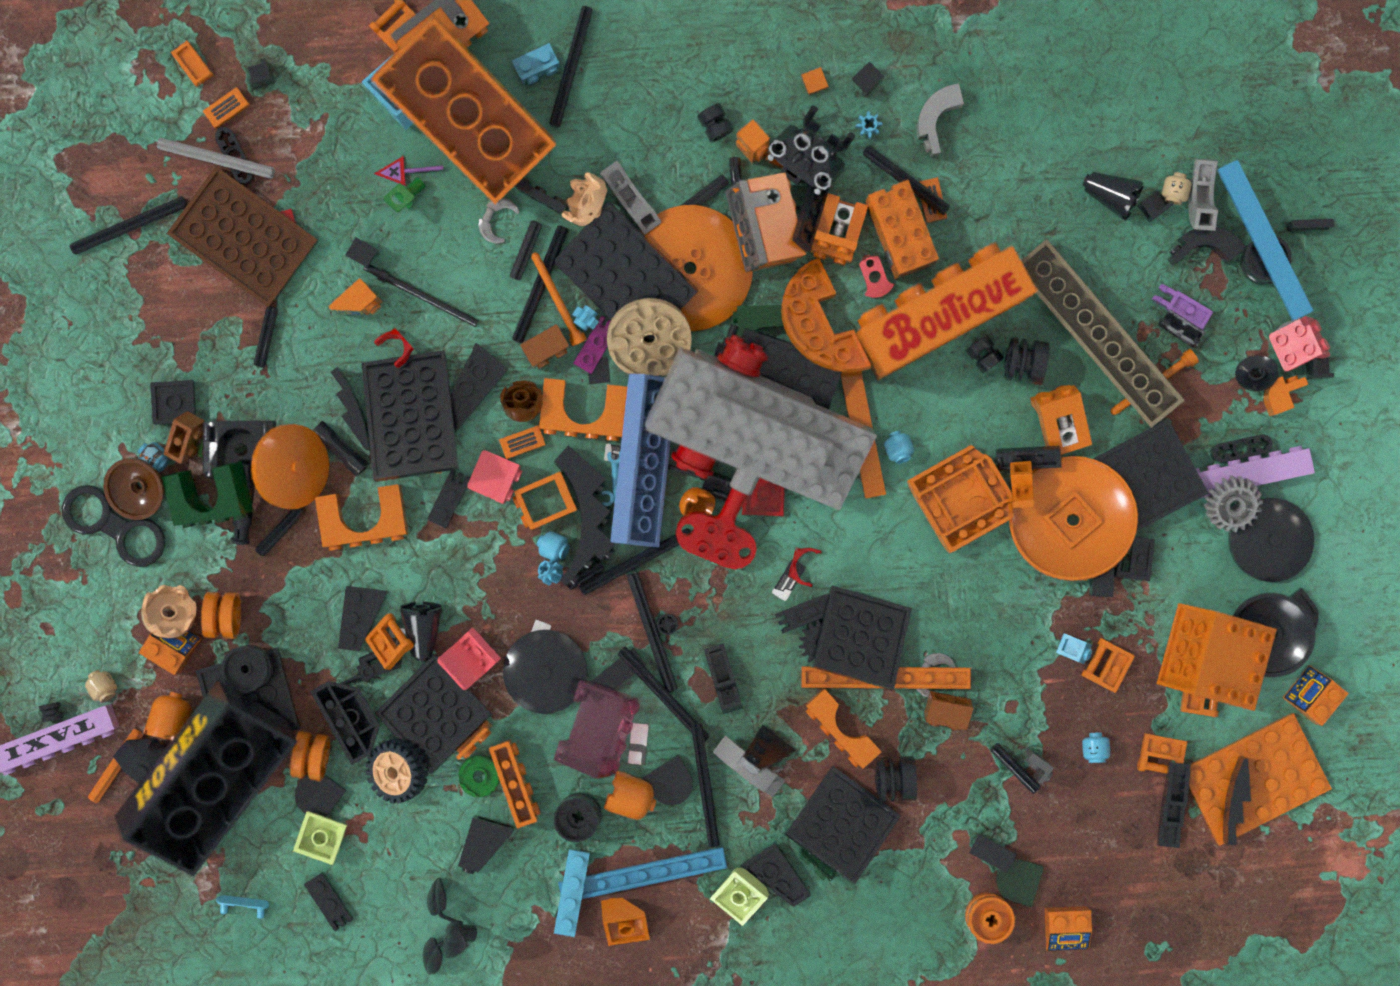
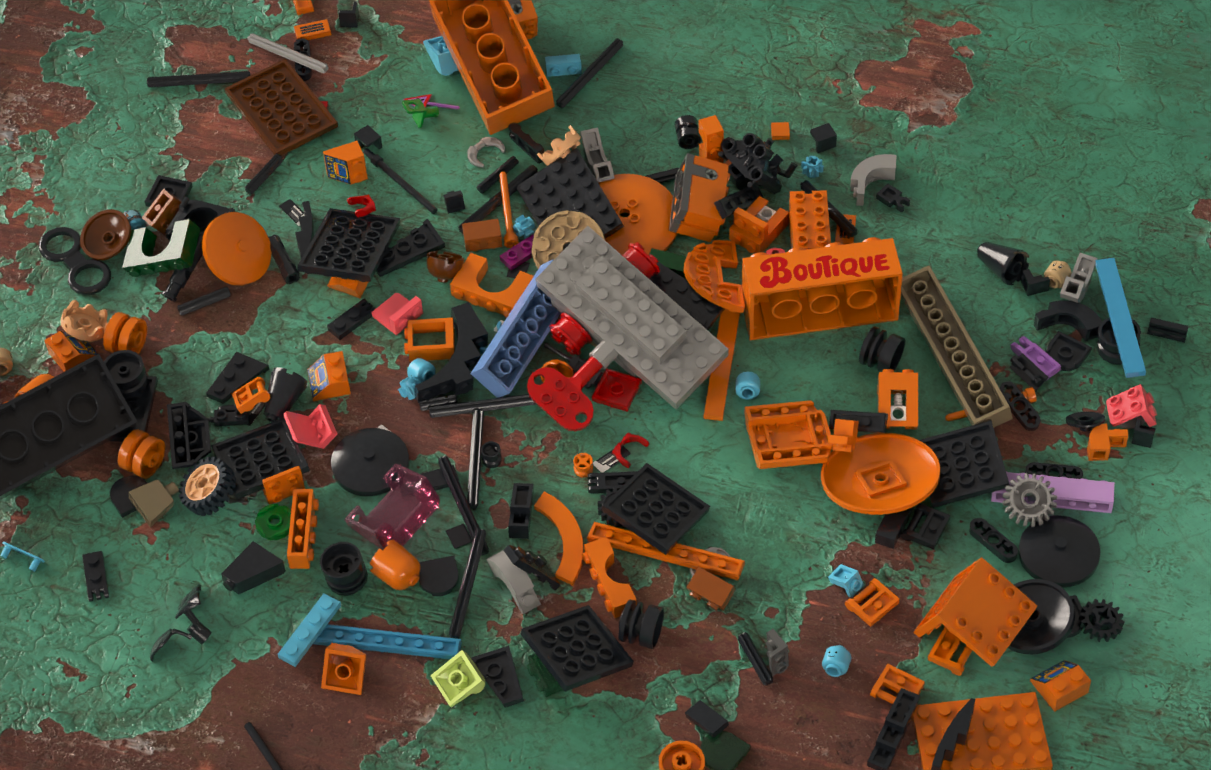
camera: 25 degrees right, 35 degrees down
(320, 374) = (292, 210): none -> black sticker
(320, 838) = (115, 519): yellowish green slope -> none
(336, 533) = (293, 320): orange arch -> none
(347, 802) = (153, 500): none -> dark tan torso
(458, 585) = (329, 377): none -> orange slope
(494, 306) = (454, 201): none -> black tile
(522, 442) = (434, 297): orange tile -> none
(638, 744) = (424, 540): white sticker -> none
(670, 726) = (459, 536): none -> black sticker
(768, 603) = (583, 459): none -> orange wheel
(783, 689) = (570, 535): none -> orange tile
(966, 137) = (892, 196): none -> black plate
(989, 360) = (848, 340): black wheel -> none
(1192, 538) = (997, 548): none -> black beam
(1193, 377) = (1032, 414): none -> black beam
(1211, 286) = (1067, 351): none -> black tile
(1338, 604) = (1093, 613): none -> black gear

